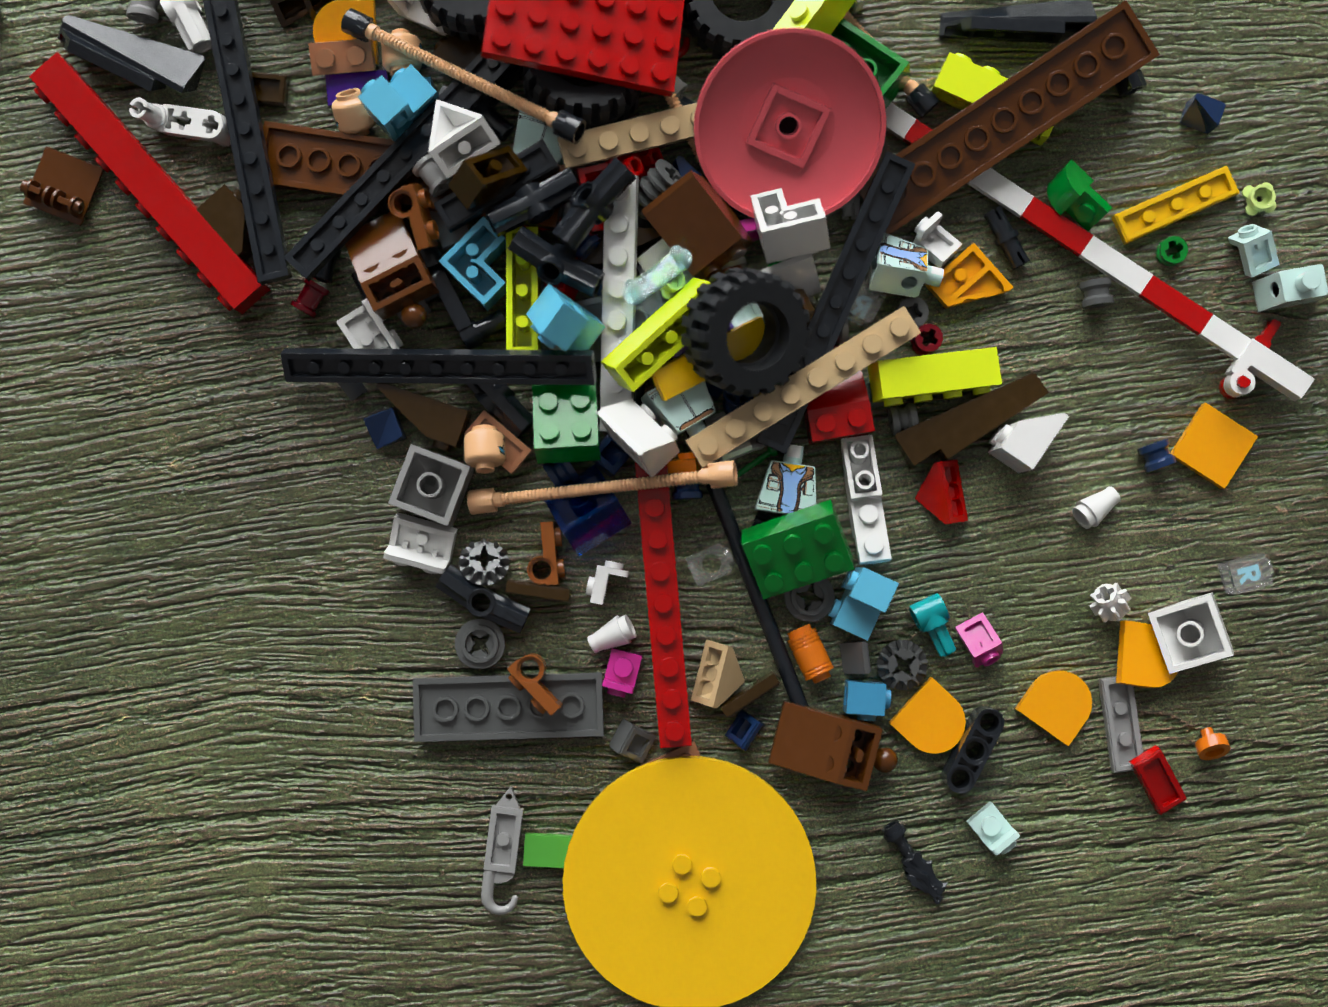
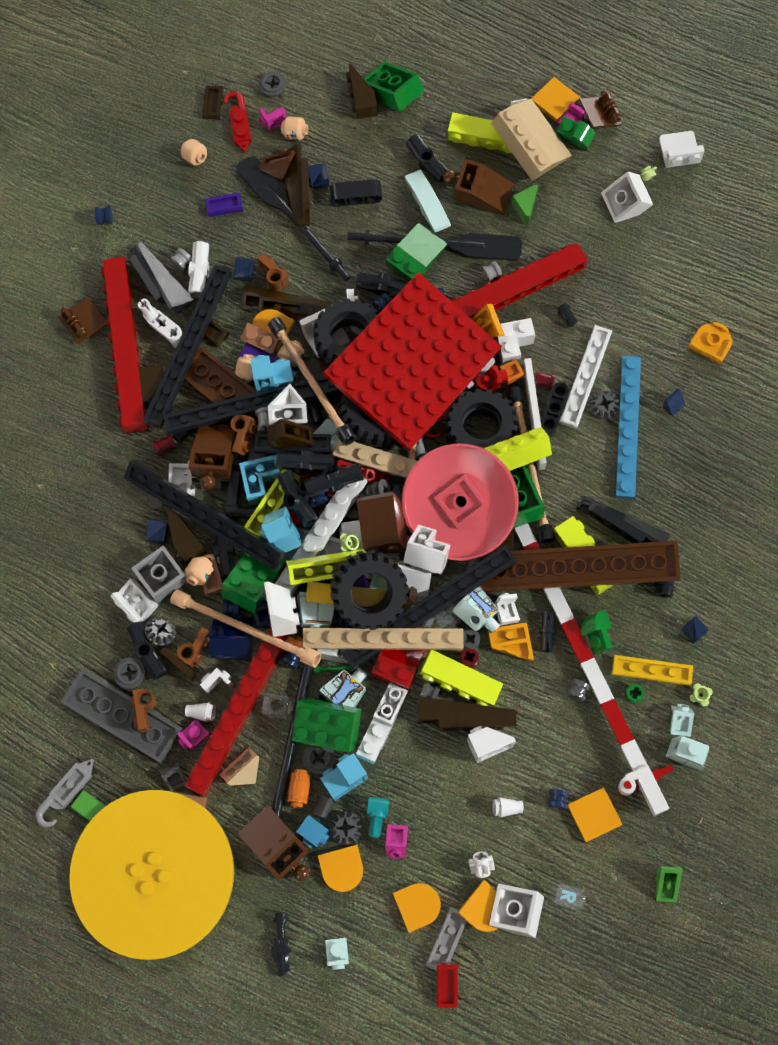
camera: 35 degrees right, 15 degrees down
(658, 276) = (343, 536): clear light blue piece -> none
(744, 730) = (237, 809): dark blue slope -> none
(749, 694) = (246, 790): dark brown tile -> none
(943, 492) = (428, 747): red slope -> none
(972, 765) = (346, 907): black beam -> none
(1212, 745) = (490, 985): orange tile -> none

